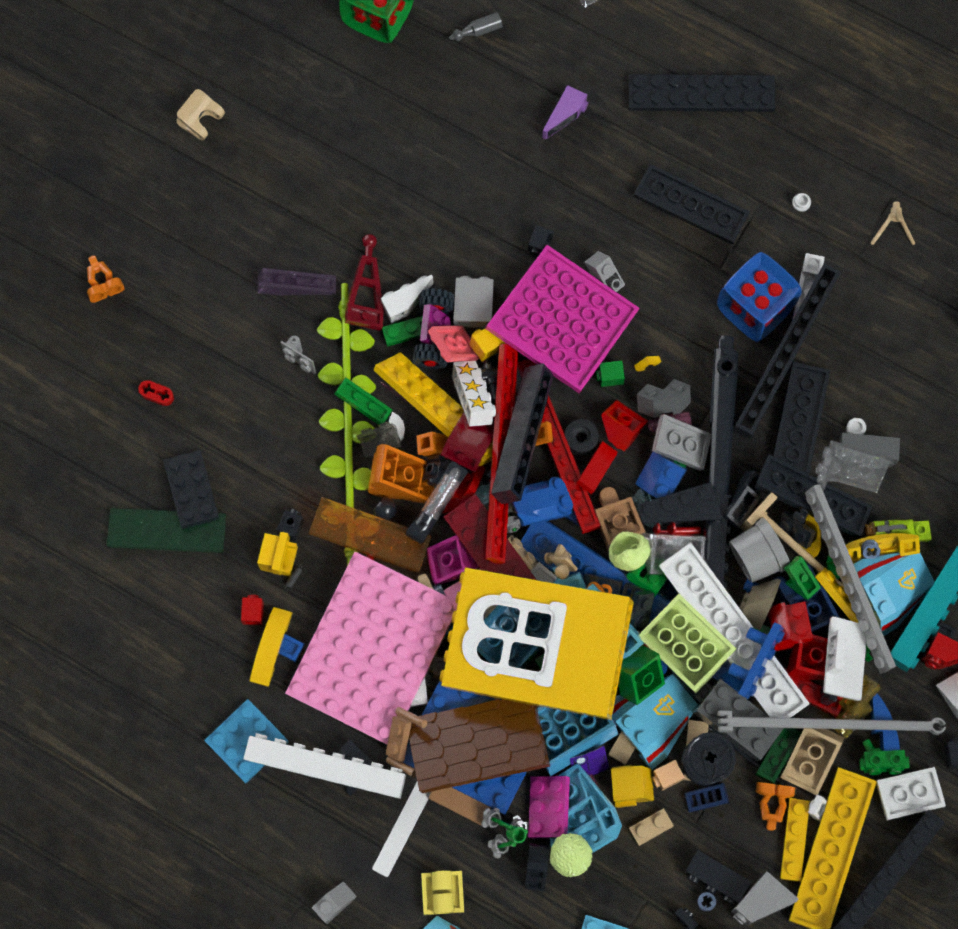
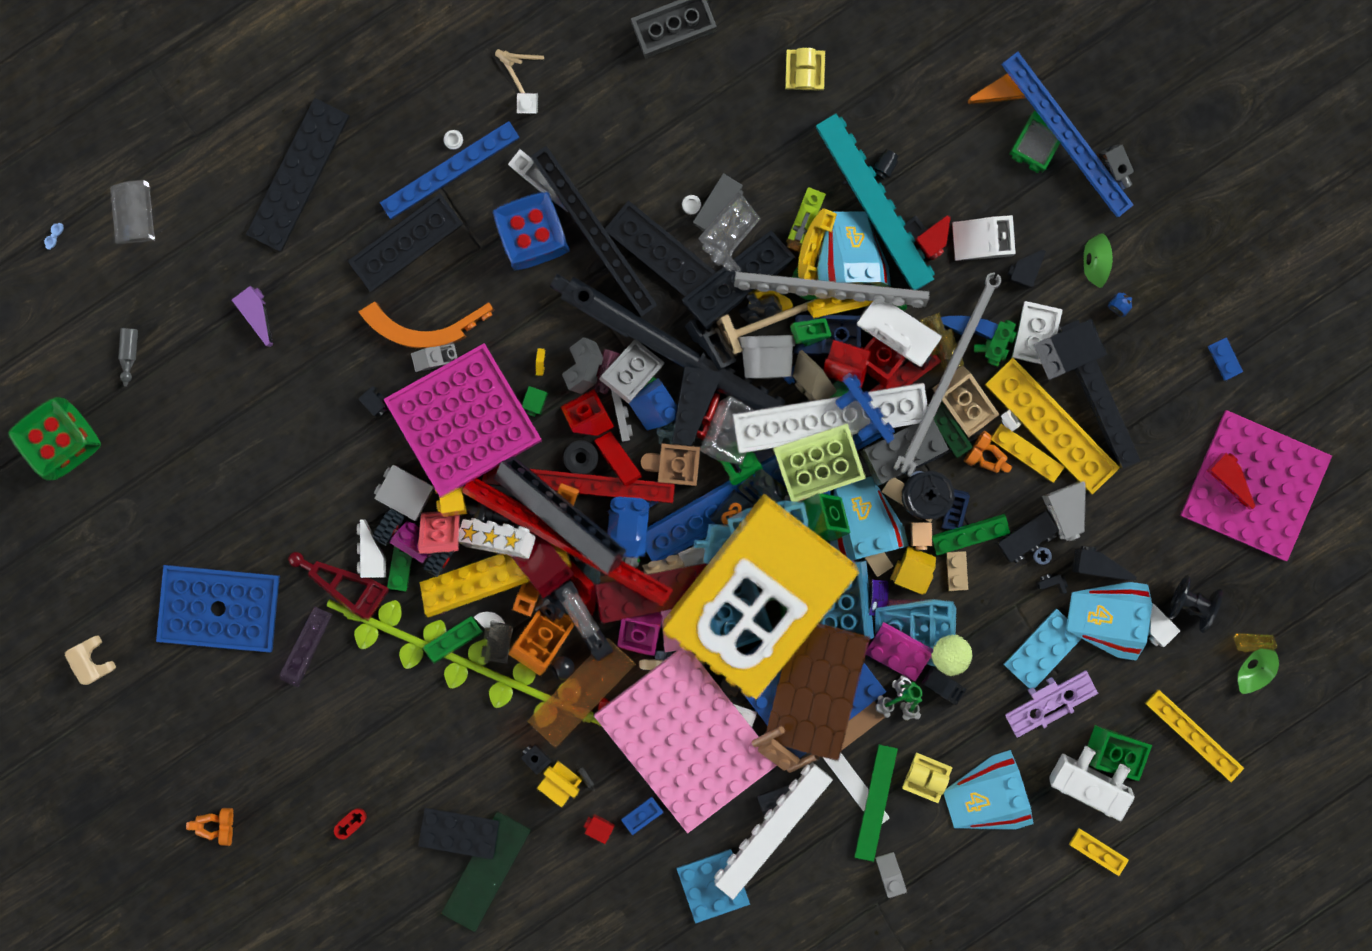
camera: 65 degrees left, 15 degrees up
(270, 646) = (638, 827): yellow slope -> none
(293, 353) = (372, 681): light grey hinge -> none
(299, 170) = (187, 612): none -> blue plate
(395, 856) = (876, 802): none -> green tile
(562, 560) = (689, 534): tan piece -> none
(611, 246) = (422, 339): none -> orange arch
(629, 551) = (713, 472): yellowish green hair -> none
(638, 453) = (622, 414): none -> light grey plate
(691, 822) = (970, 534): none -> green plate
(774, 212) = (449, 170): none -> blue plate
(867, 246) = (527, 102): none -> white brick
(868, 553) = (813, 256): sand blue bush -> none
(913, 825) = (1070, 349): none -> black slope

